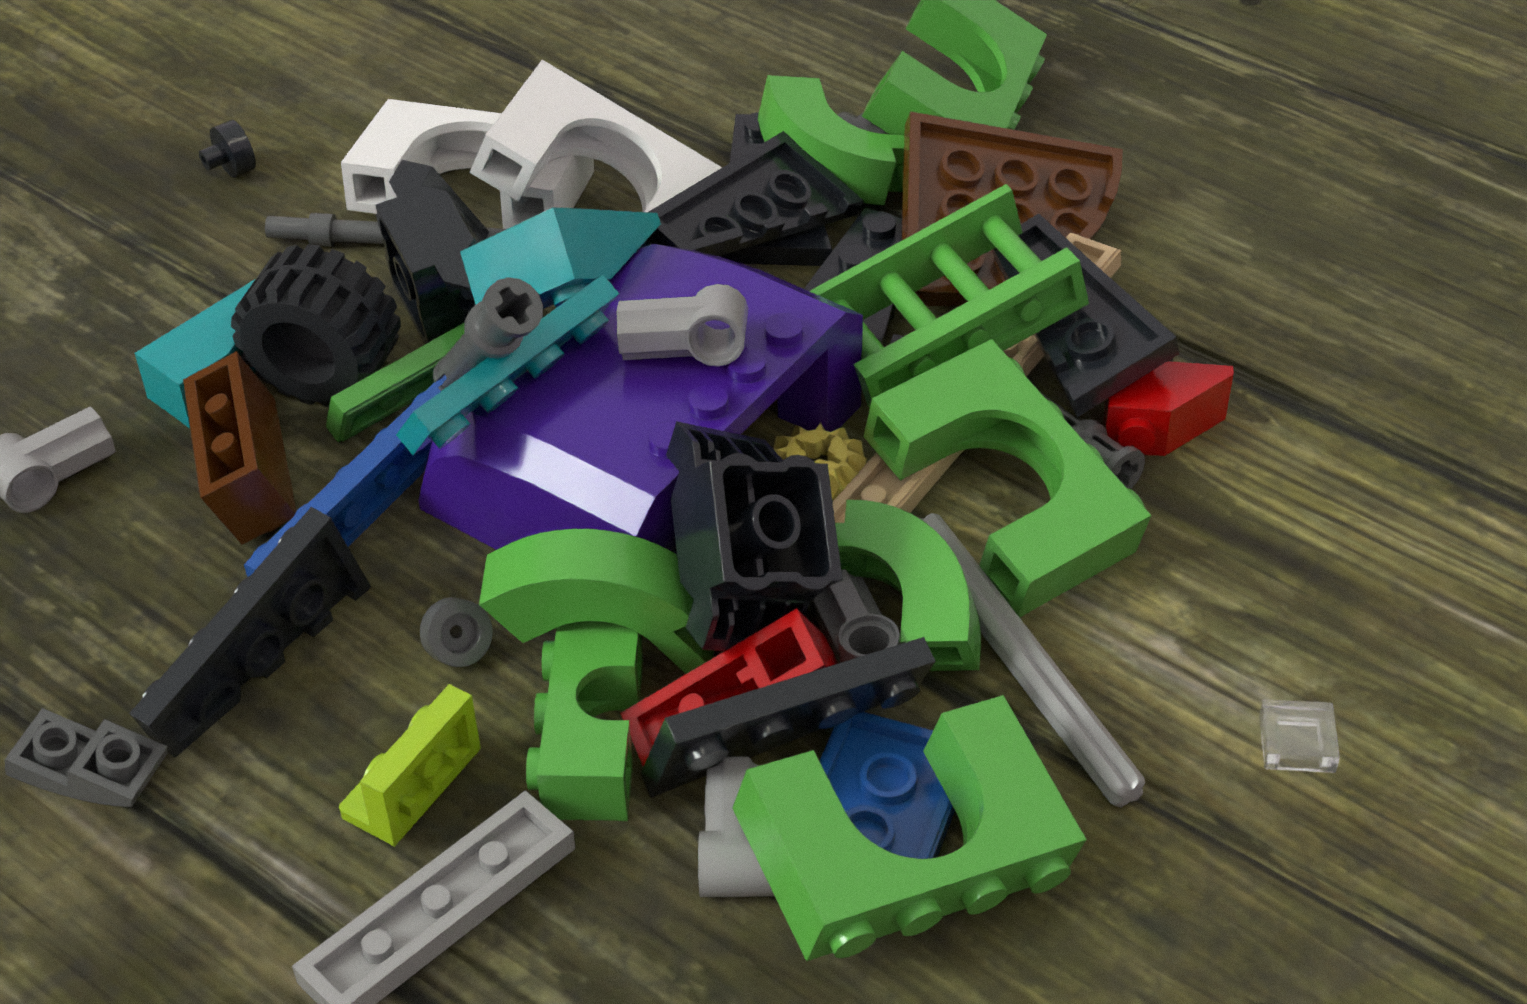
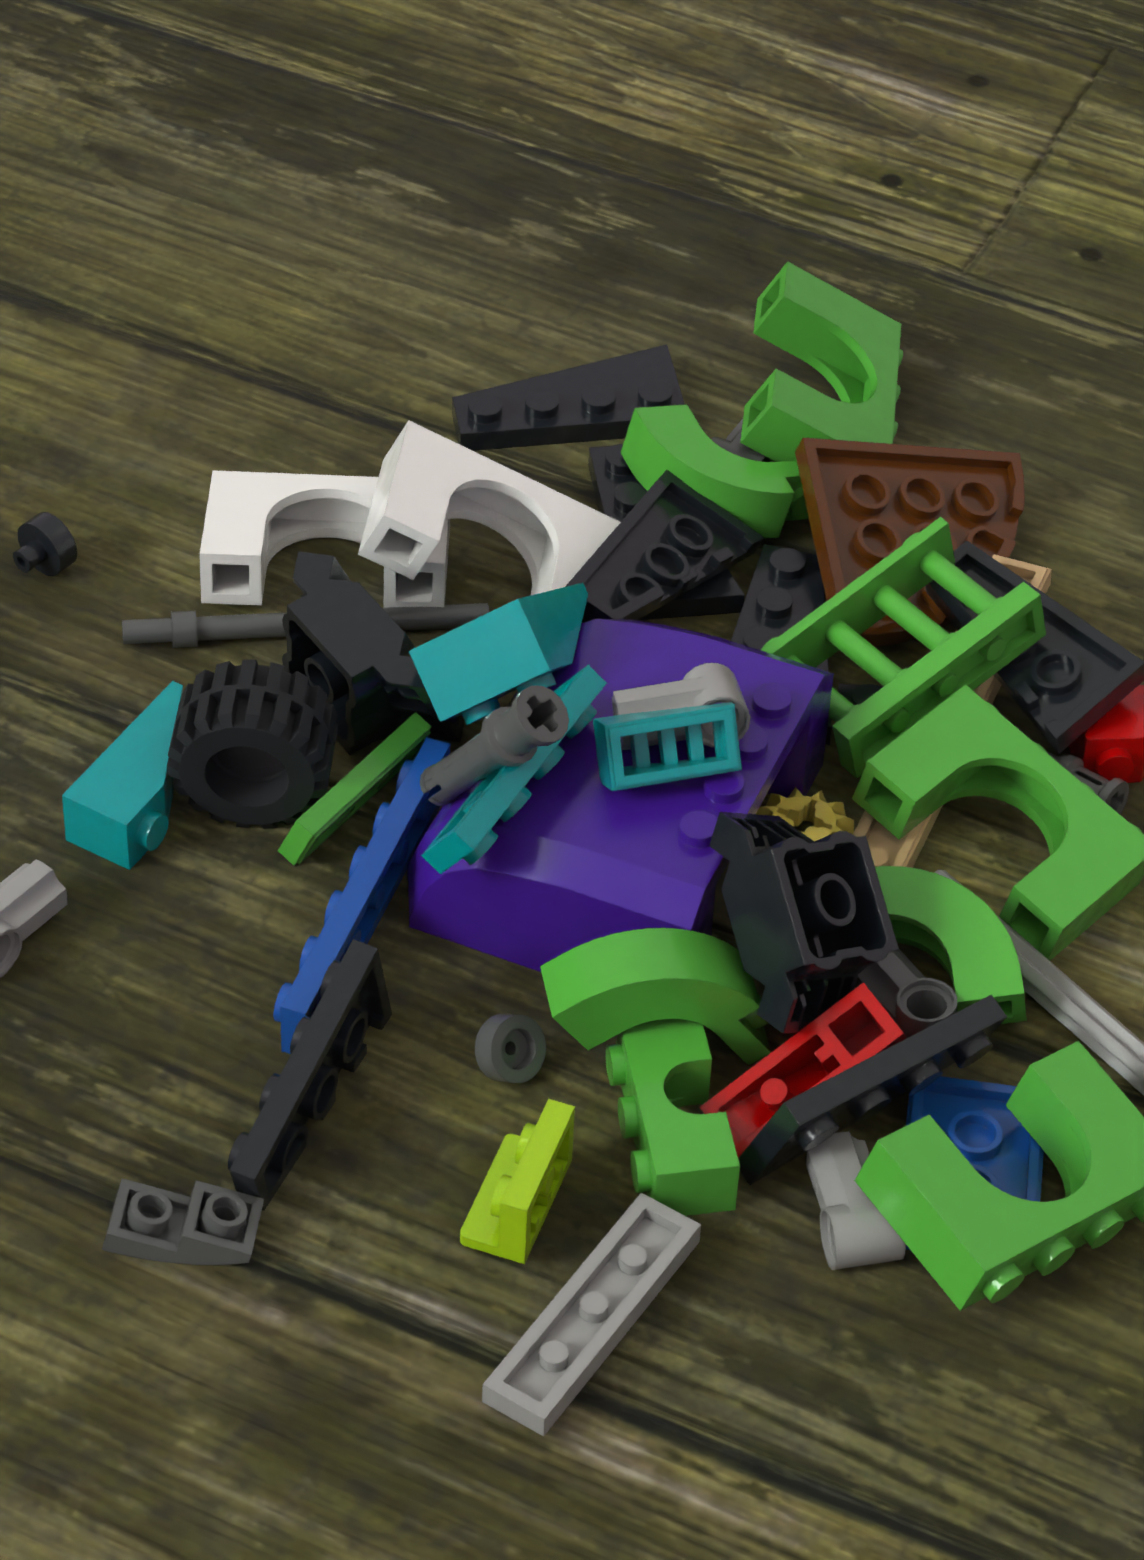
camera: 15 degrees left, 0 degrees up
(239, 449) = (215, 885): reddish brown brick -> none
(601, 356) = (636, 725): none -> teal slope
(728, 79) = (568, 404): none -> black wing

